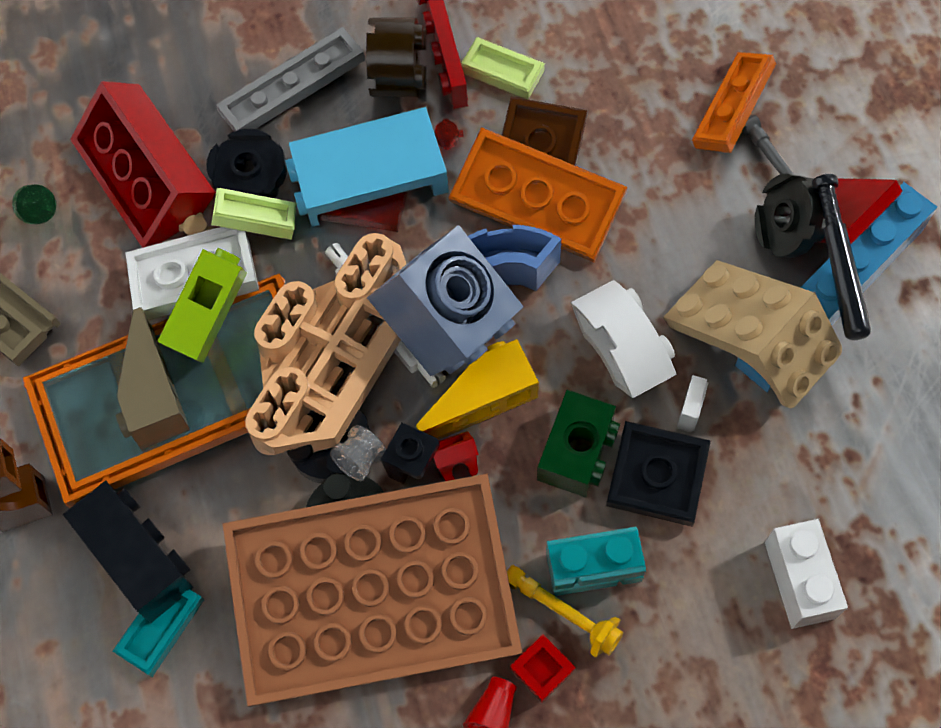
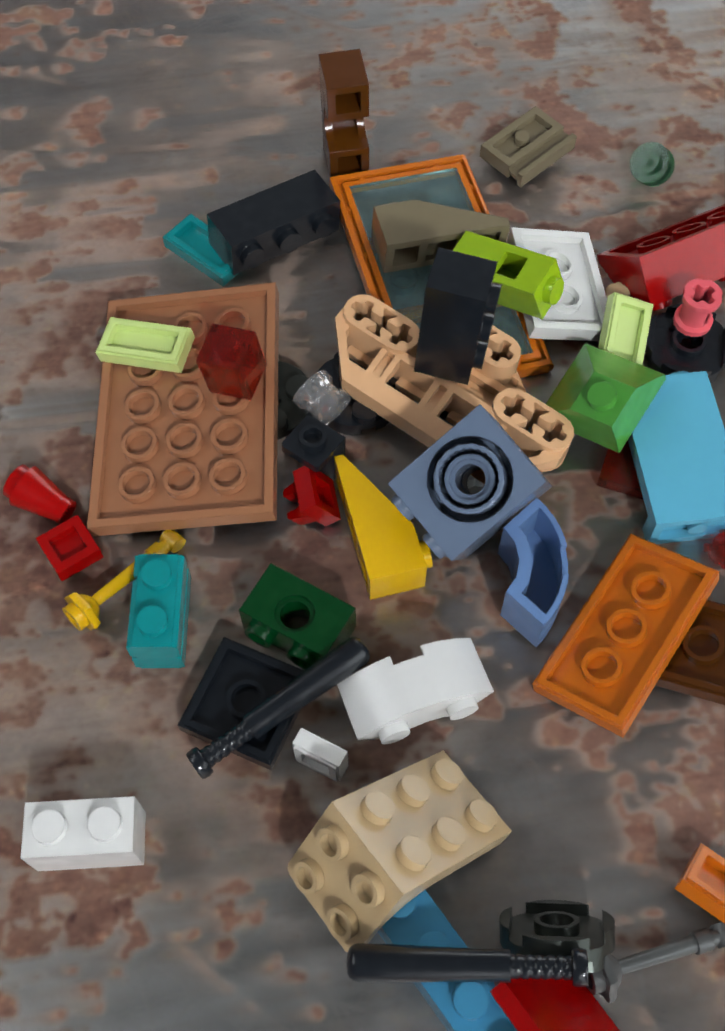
camera: 95 degrees right, 5 degrees down
(221, 148) = (699, 301): none -> coral bush
(302, 307) = (456, 316): none -> black brick
(309, 643) = (145, 344): none -> yellowish green tile
(325, 217) = (605, 396): none -> bright green slope
(338, 533) = (231, 361): none -> clear red brick
(645, 417) = (292, 697): none -> black piece

